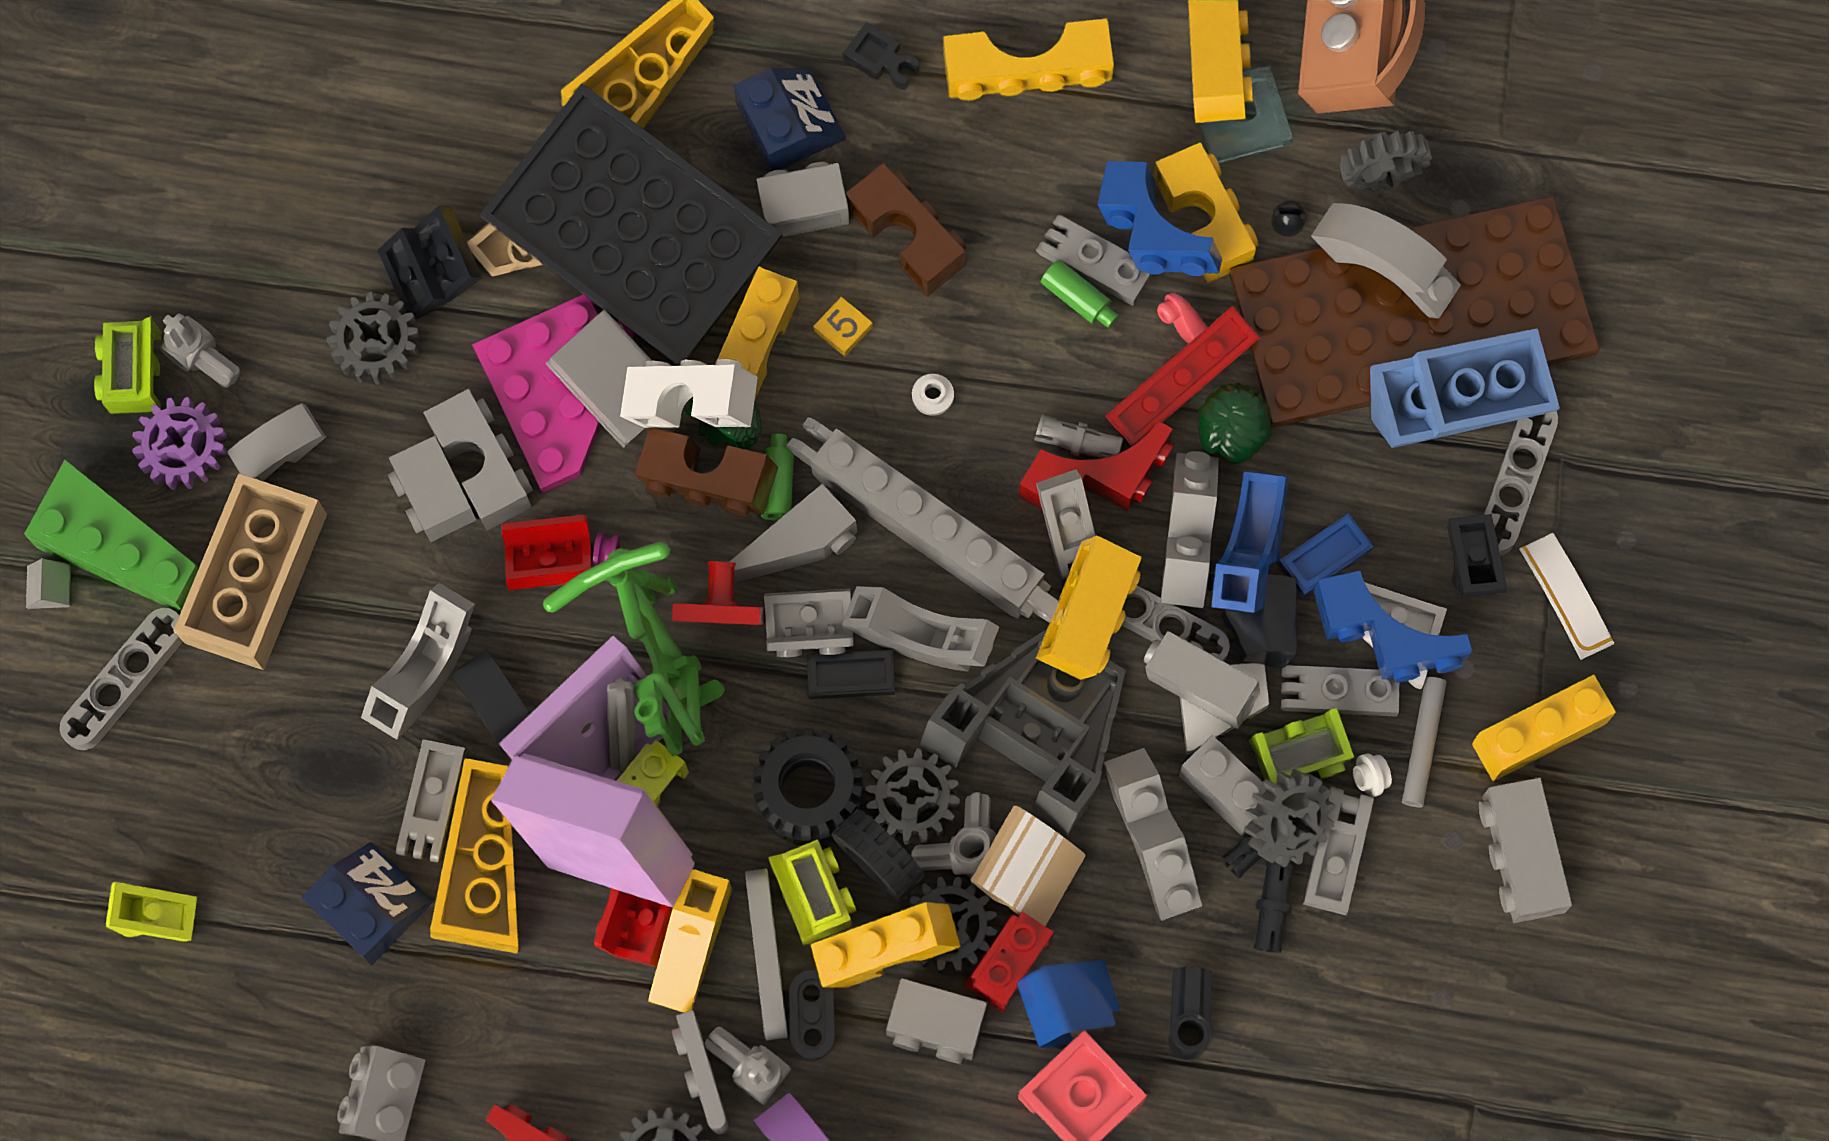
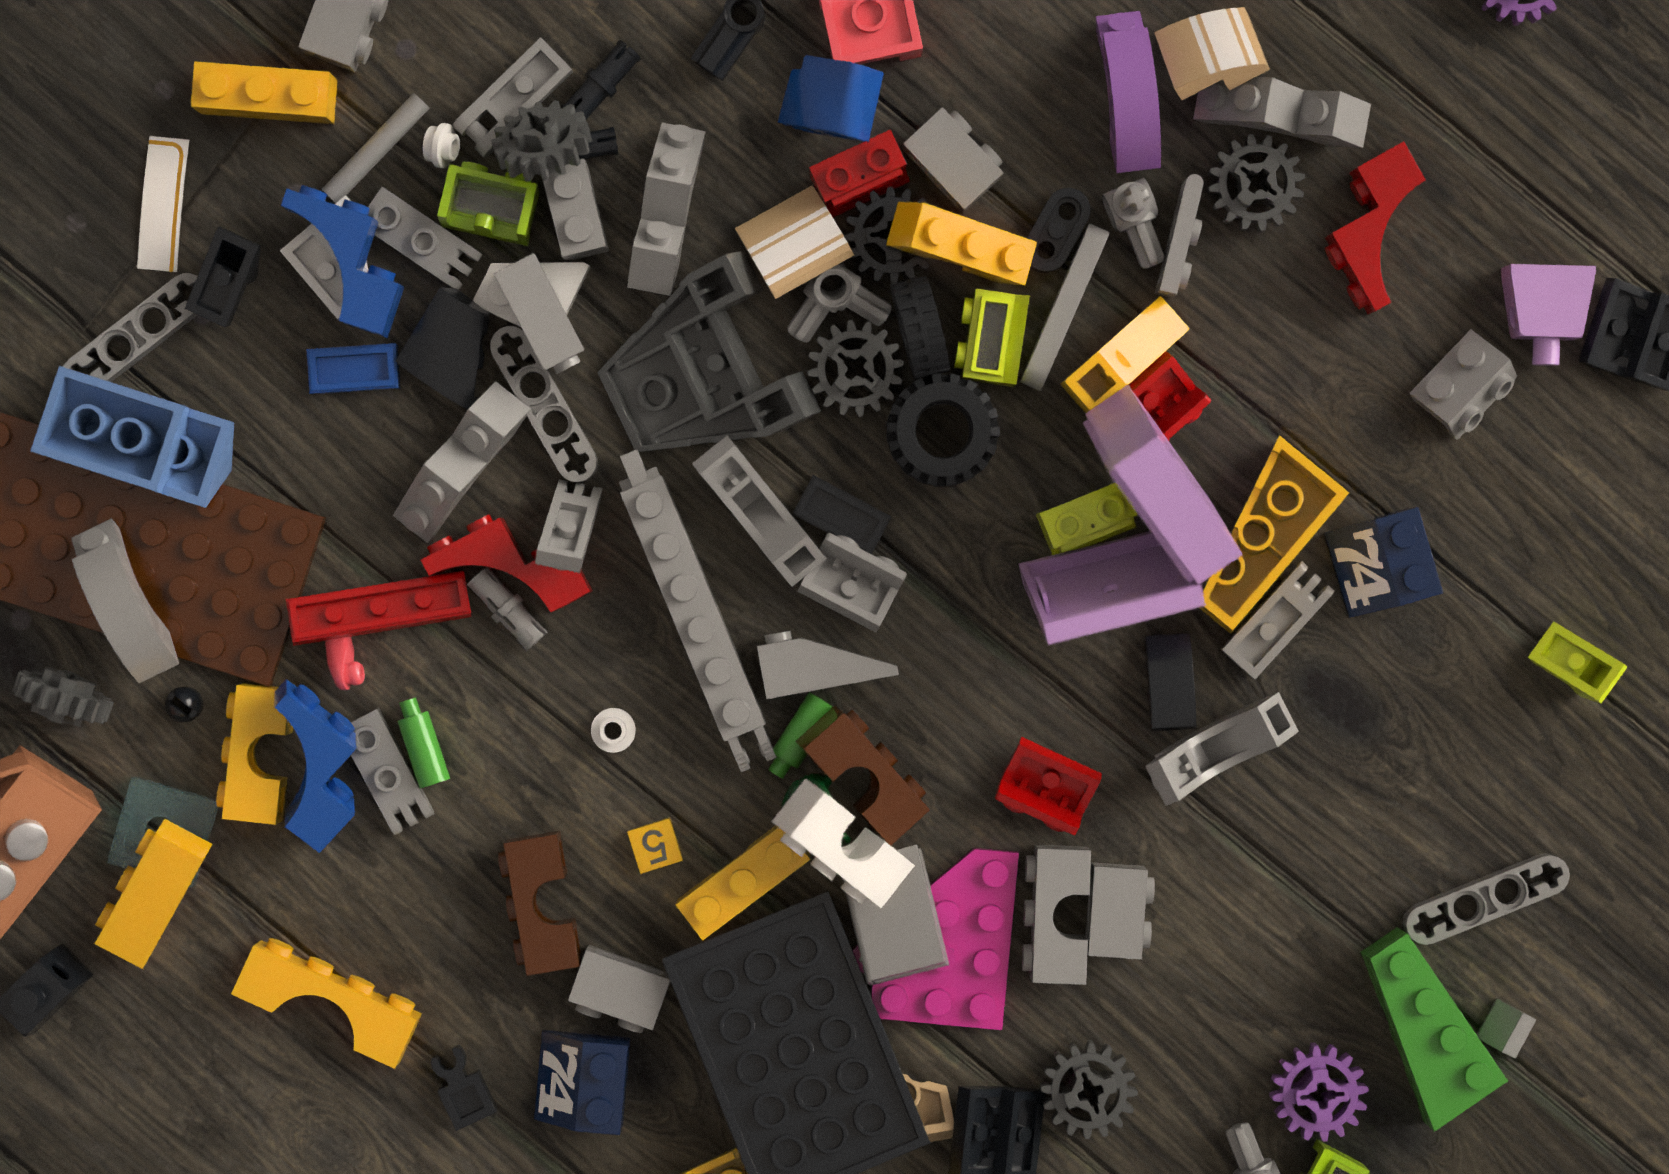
camera: 150 degrees left, 15 degrees up
(250, 571) = (1323, 926): tan brick -> none
(277, 441) = (1232, 1039): light grey slope -> none
(604, 547) = (993, 756): magenta bush -> none
(621, 723) = (1079, 574): light grey axle -> none
(673, 673) = (1003, 596): bright green piece -> none
(719, 603) = (927, 637): red tile -> none
(1090, 608) = (598, 436): yellow brick -> none
(1234, 422) = (359, 536): dark green hair -> none
(1253, 545) = (417, 407): blue arch -> none

